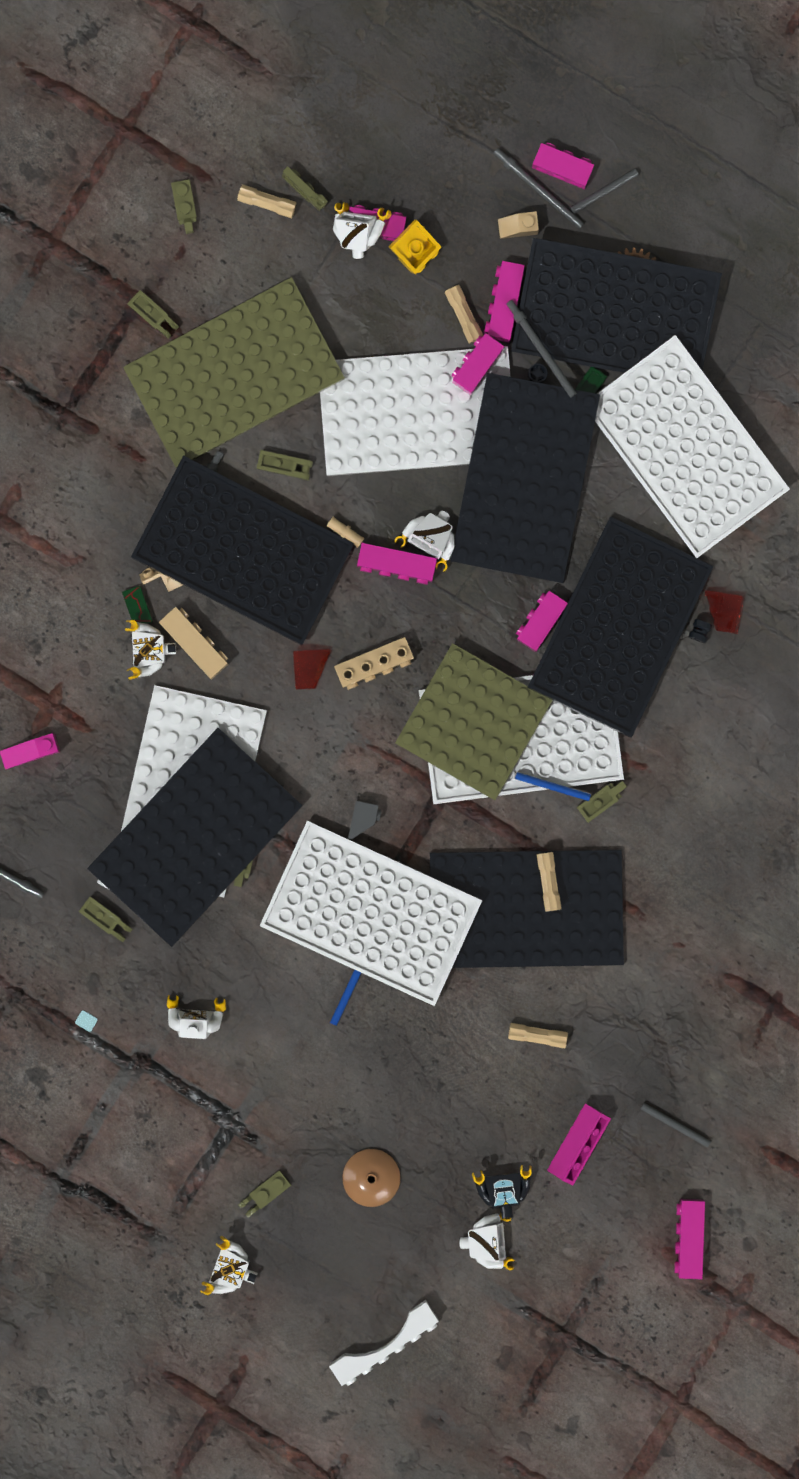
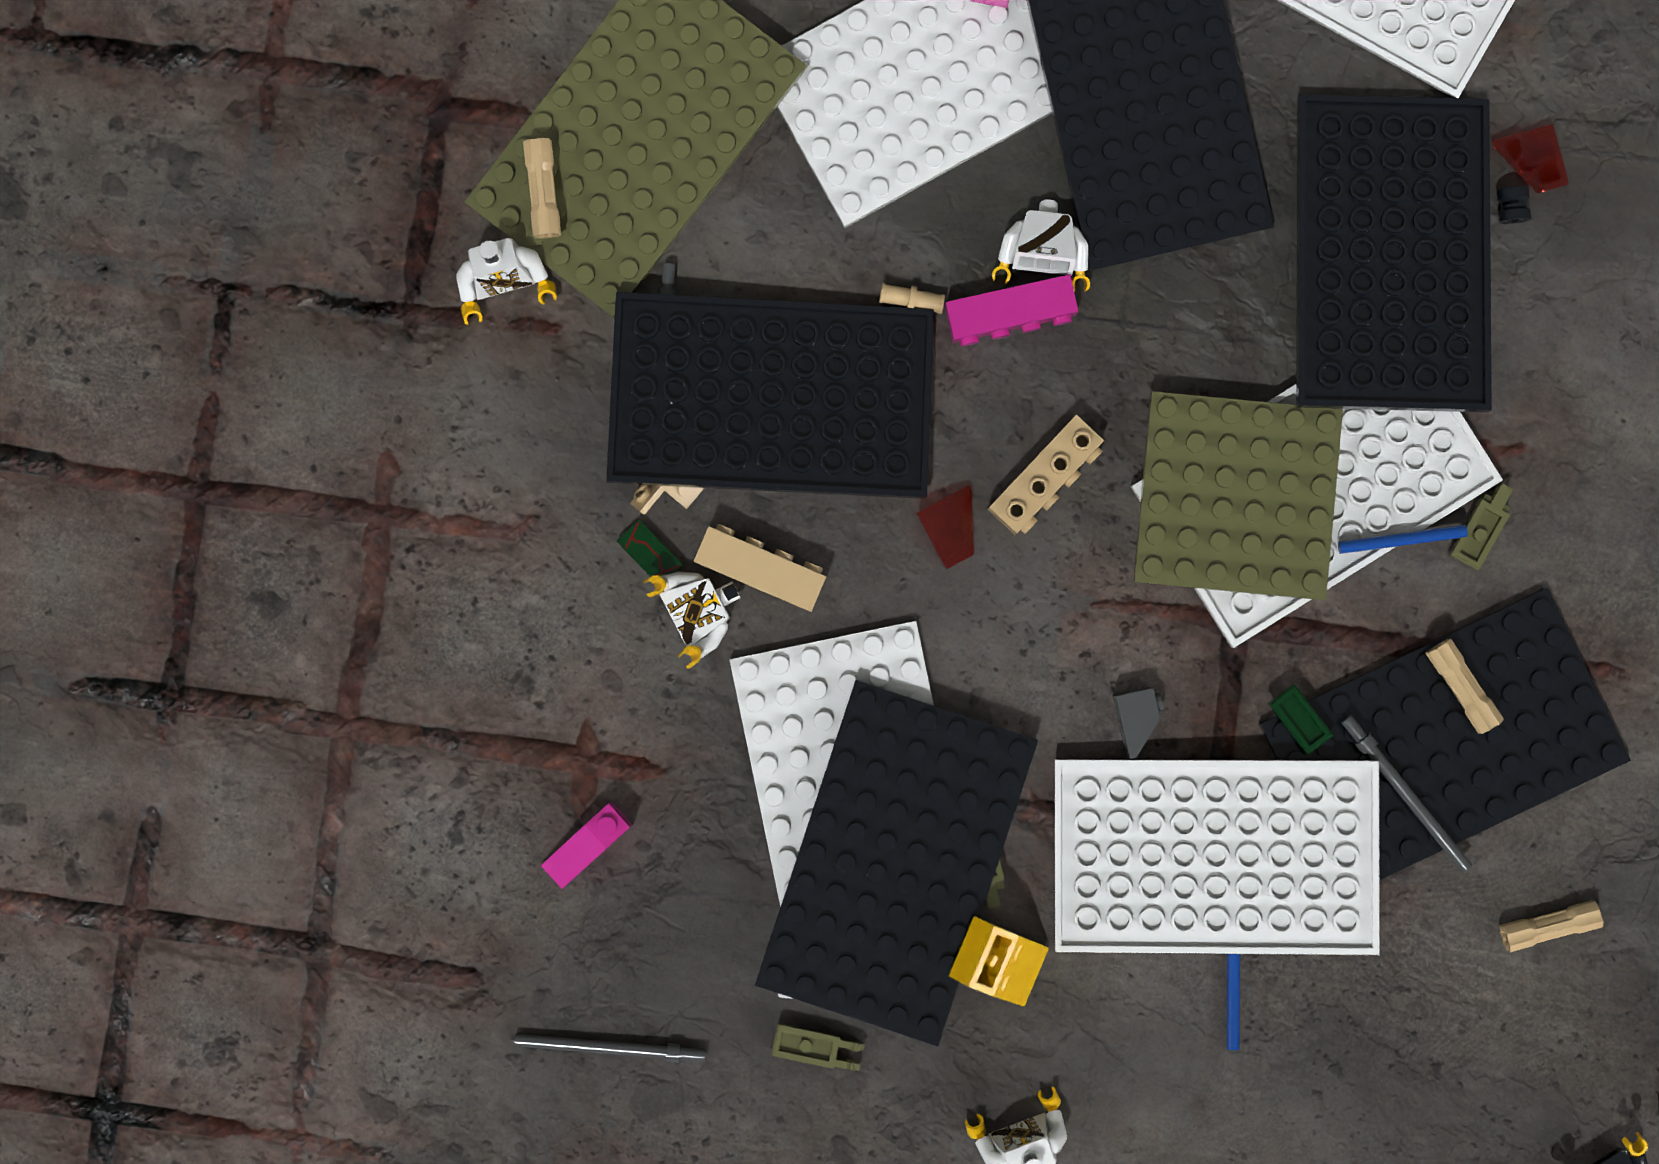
camera: 15 degrees left, 0 degrees up
(124, 413) = (500, 269): none -> white torso
(151, 312) = (470, 102): olive hinge -> none
(168, 381) = (544, 211): none -> tan axle
(226, 916) = (998, 962): none -> yellow slope
(284, 465) = (773, 239): olive plate -> none
(451, 859) = (1300, 719): none -> dark green tile
(481, 889) = (1368, 745): none -> dark grey bar
(541, 620) = (1268, 298): dark pink brick -> none

